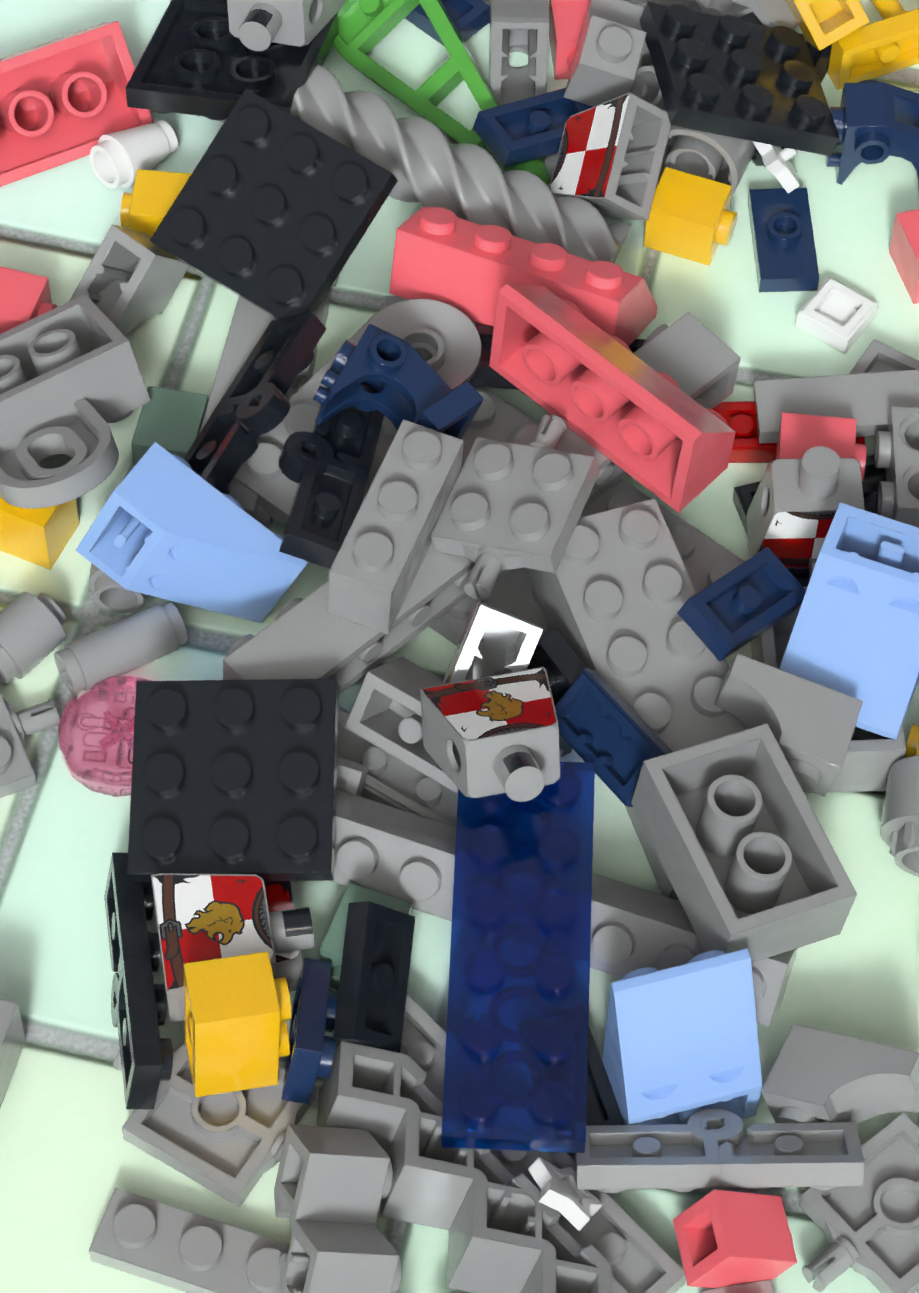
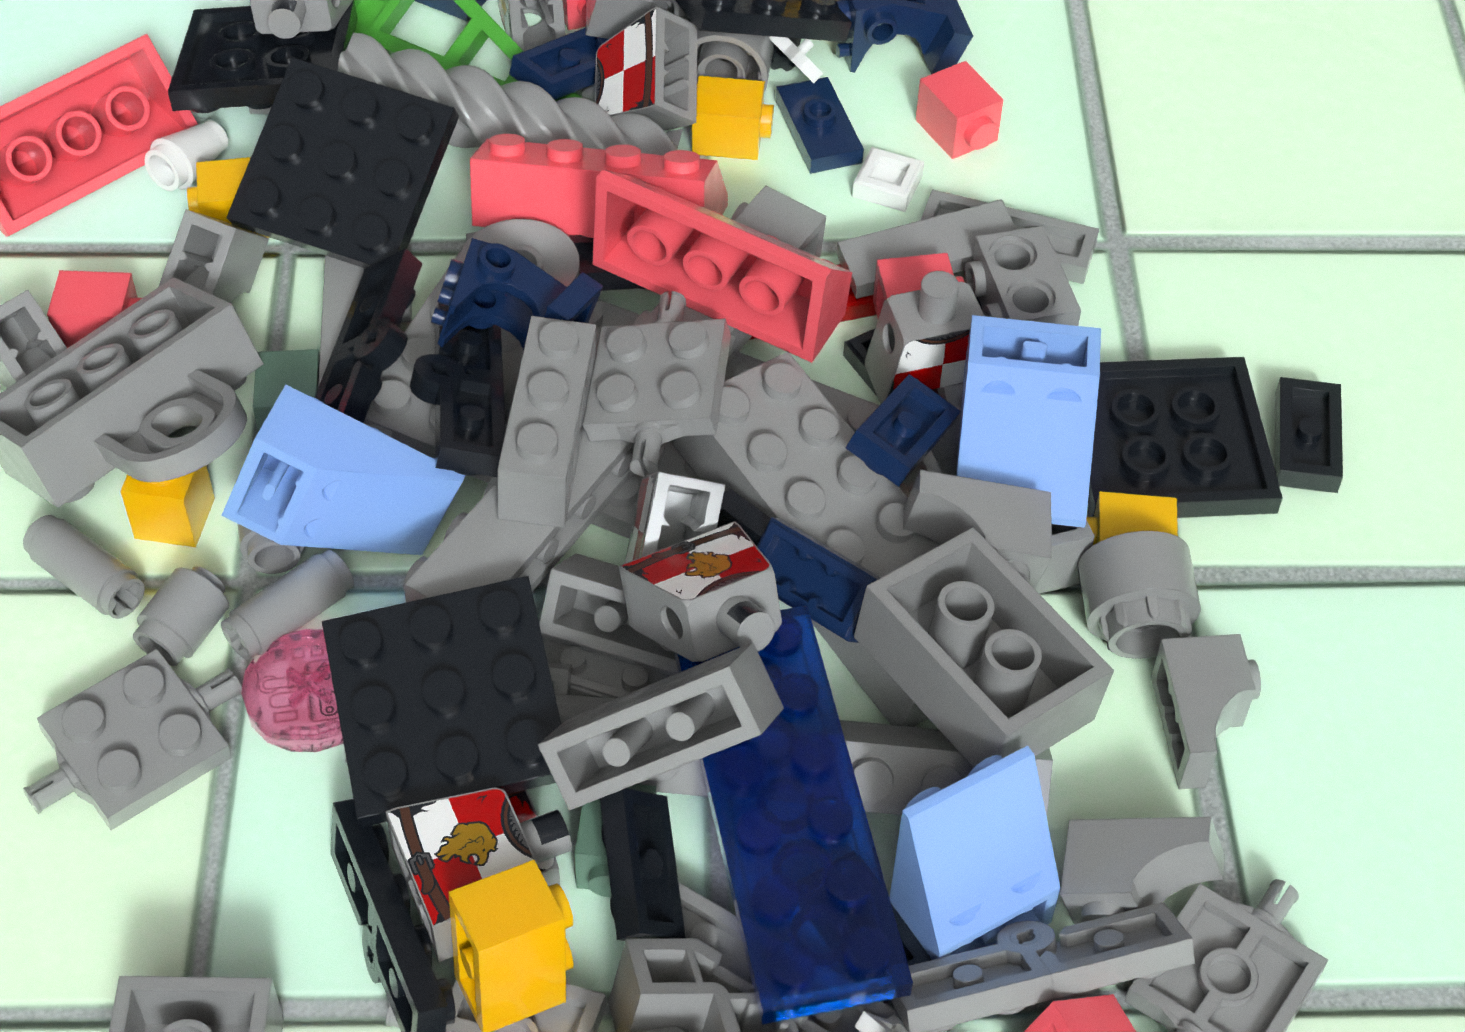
camera: 15 degrees left, 5 degrees down
(311, 1016) = (594, 954): dark blue plate -> none
(417, 853) = (661, 726): none -> light grey brick

